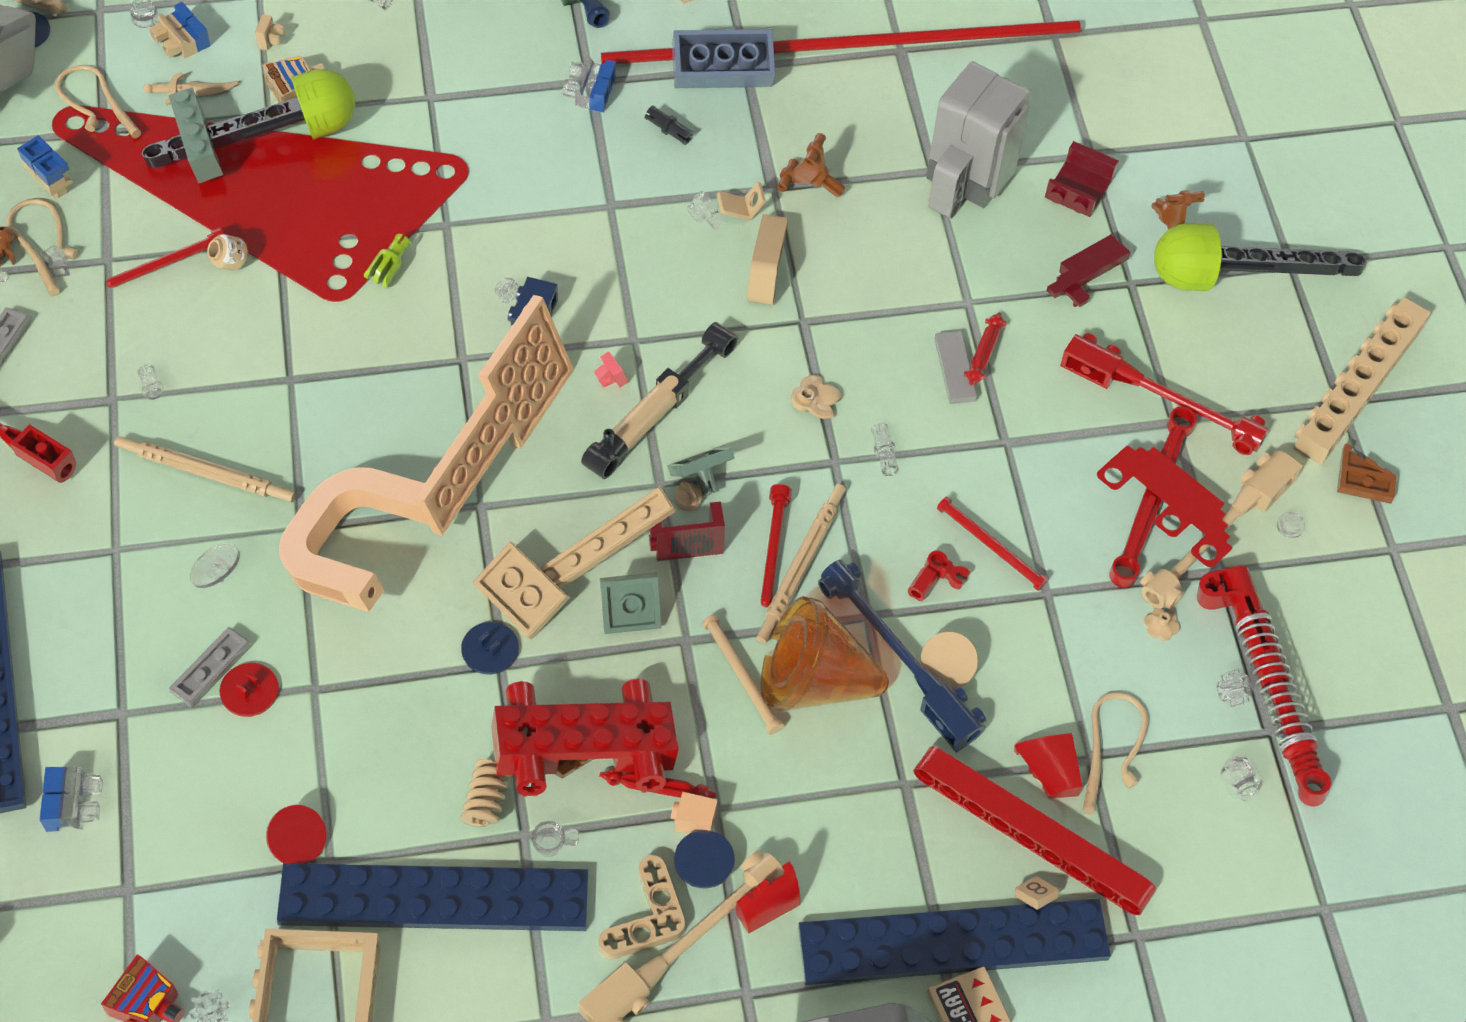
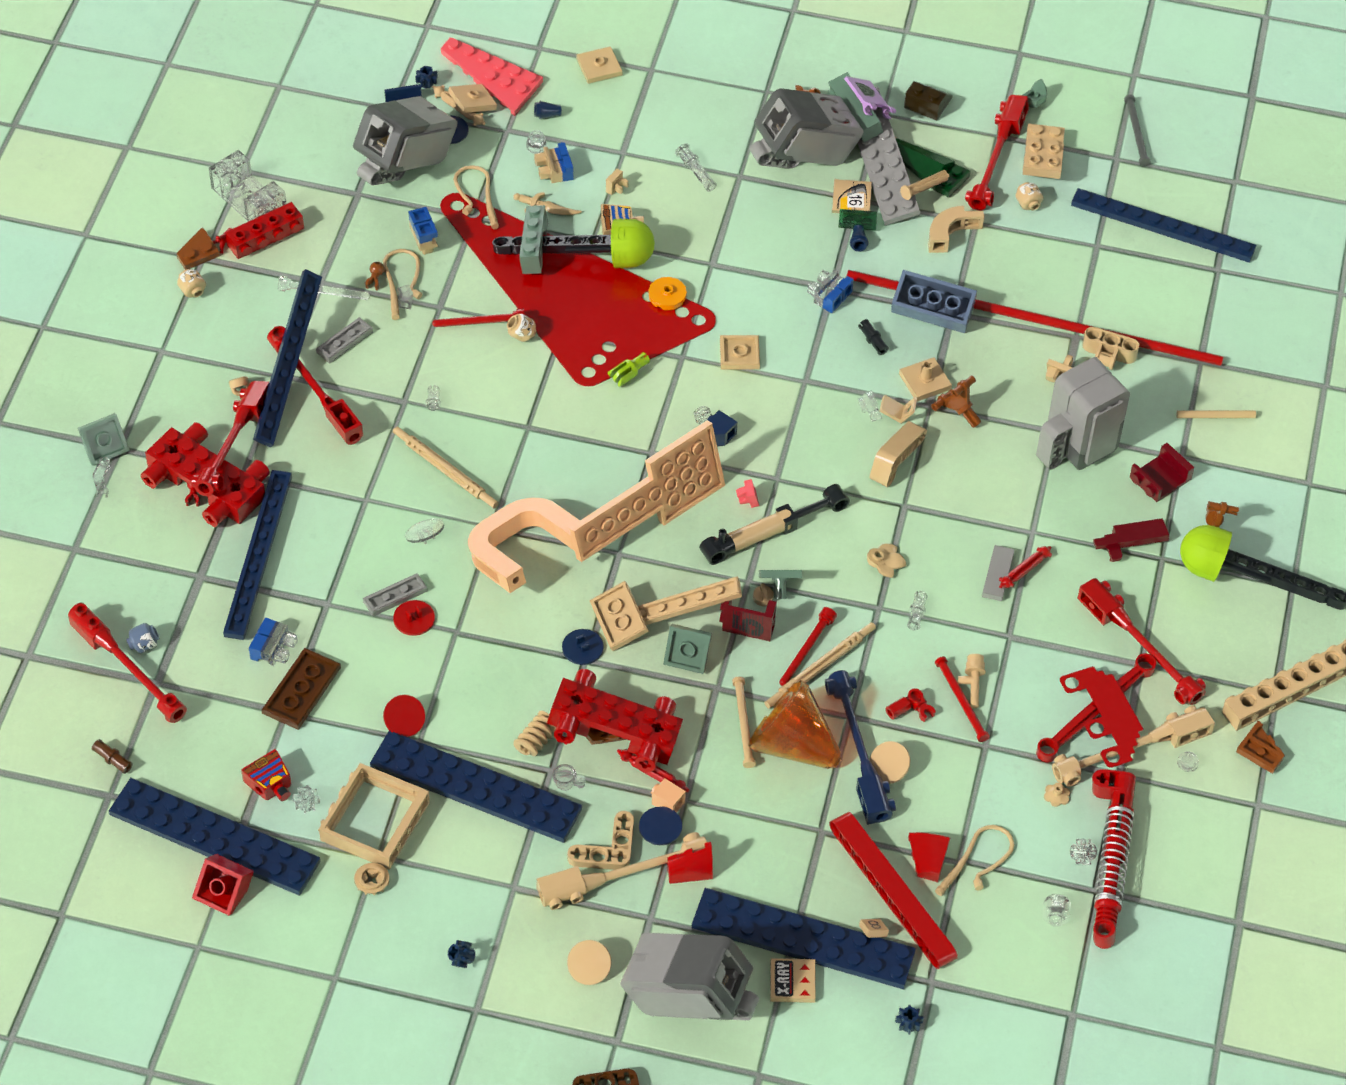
camera: 25 degrees right, 5 degrees down
(135, 848) = (301, 688): none -> reddish brown tile
(393, 150) = (667, 293): none -> light orange plate
(515, 195) = (739, 352): none -> tan tile
(753, 156) = (925, 379): none -> tan tile
(919, 95) = (1055, 368): none -> tan hips
(948, 49) = (1110, 346): none -> tan piece
(989, 498) = (974, 668): none -> tan piece
(1103, 90) = (1217, 414): none -> tan bar
(1142, 993) = (909, 1025): none -> dark blue gear

